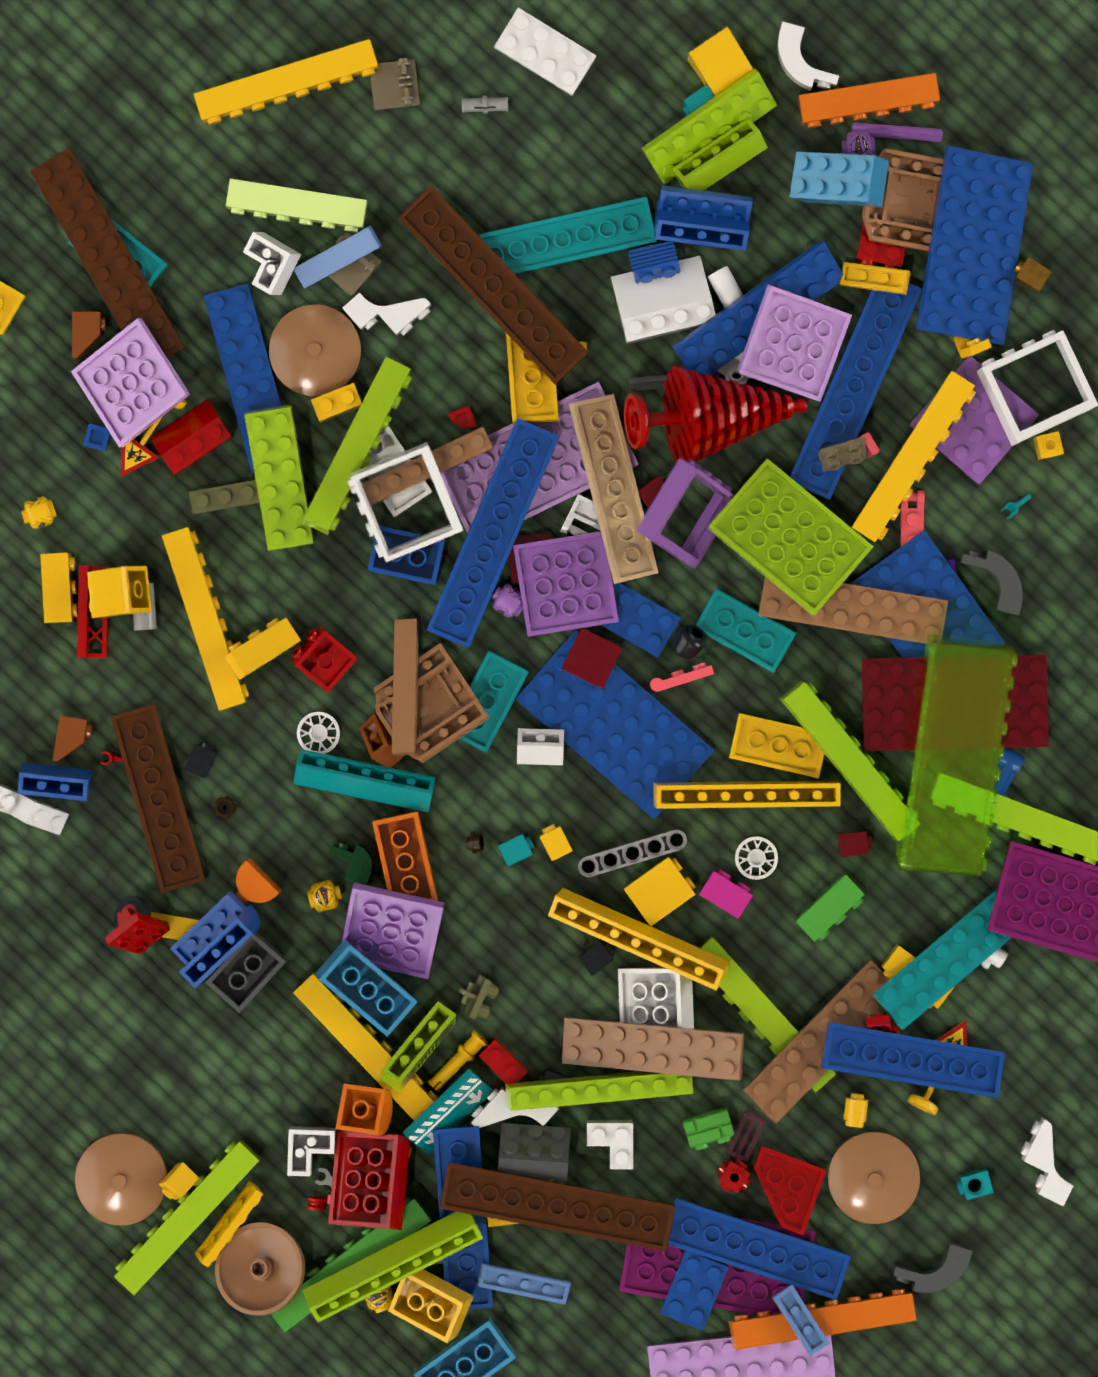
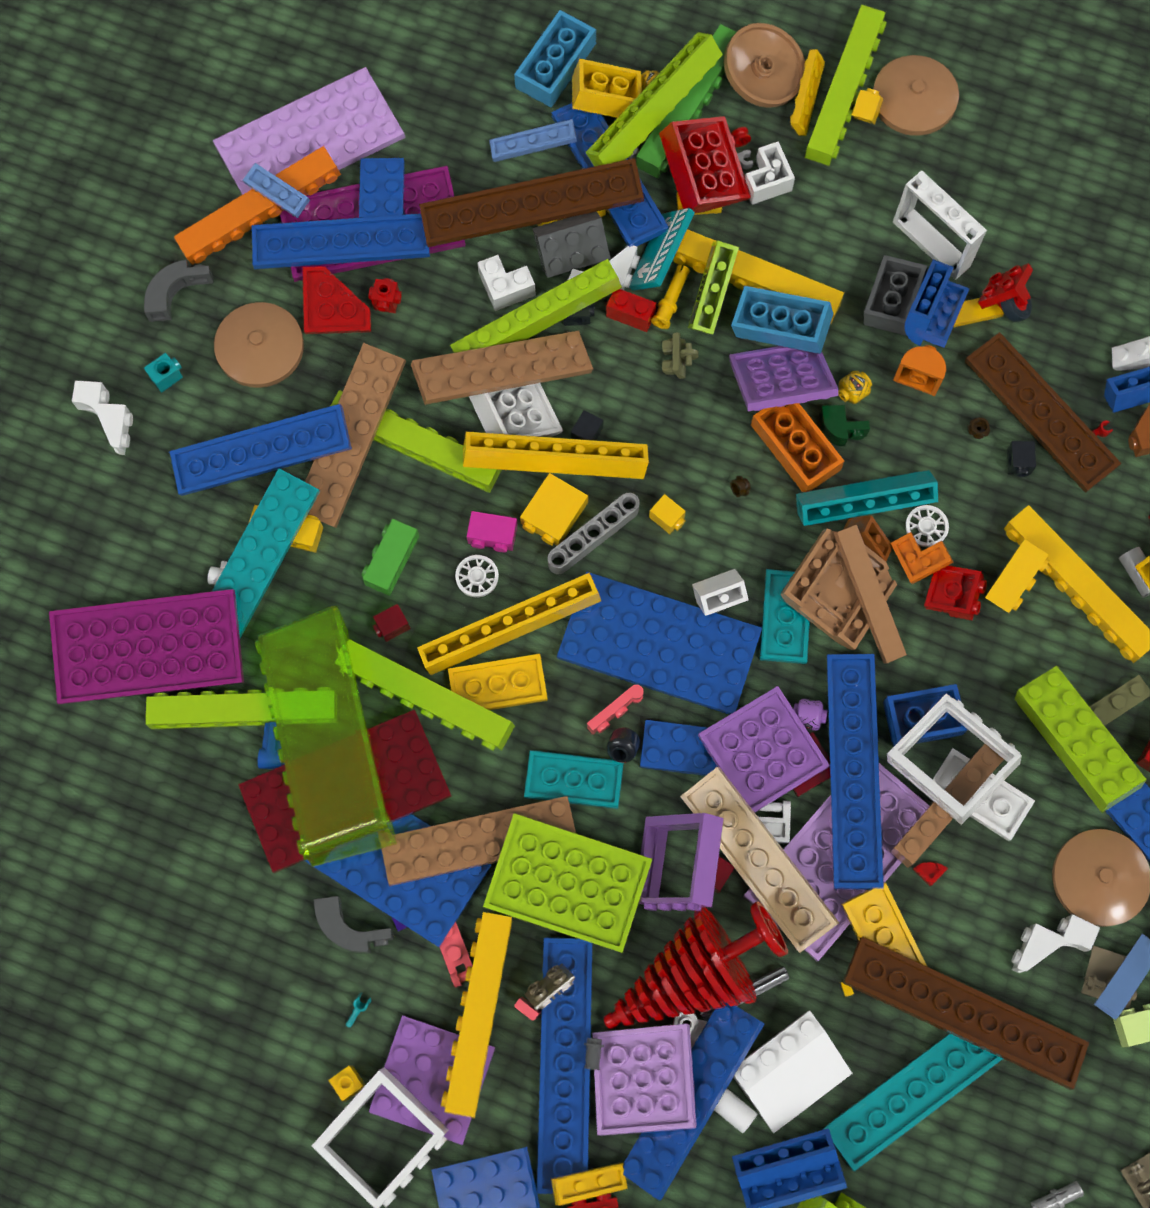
camera: 160 degrees right, 15 degrees down
(175, 1018) = (950, 212): none -> white window
(336, 402) = (1058, 834): yellow brick -> none
(345, 699) = (920, 563): none -> orange plate
(357, 445) = (1022, 800): lime brick -> none
(364, 1110) = (735, 218): orange brick -> none
(516, 849) = (701, 494): teal brick -> none
(592, 658) = (708, 691): dark red tile -> none
(654, 262) = (817, 1105): blue brick -> none
(708, 1128) = (424, 326): bright green brick -> none
(737, 1154) = (389, 316): clear pink tile -> none
(828, 382) = (593, 1053): none -> dark grey pin
(855, 1110) = (297, 392): yellow brick -> none
(883, 1023) = (302, 469): red plate -> none
(957, 1035) = (229, 491): yellow piece -> none
(971, 347) = (463, 1152): yellow bracket -> none

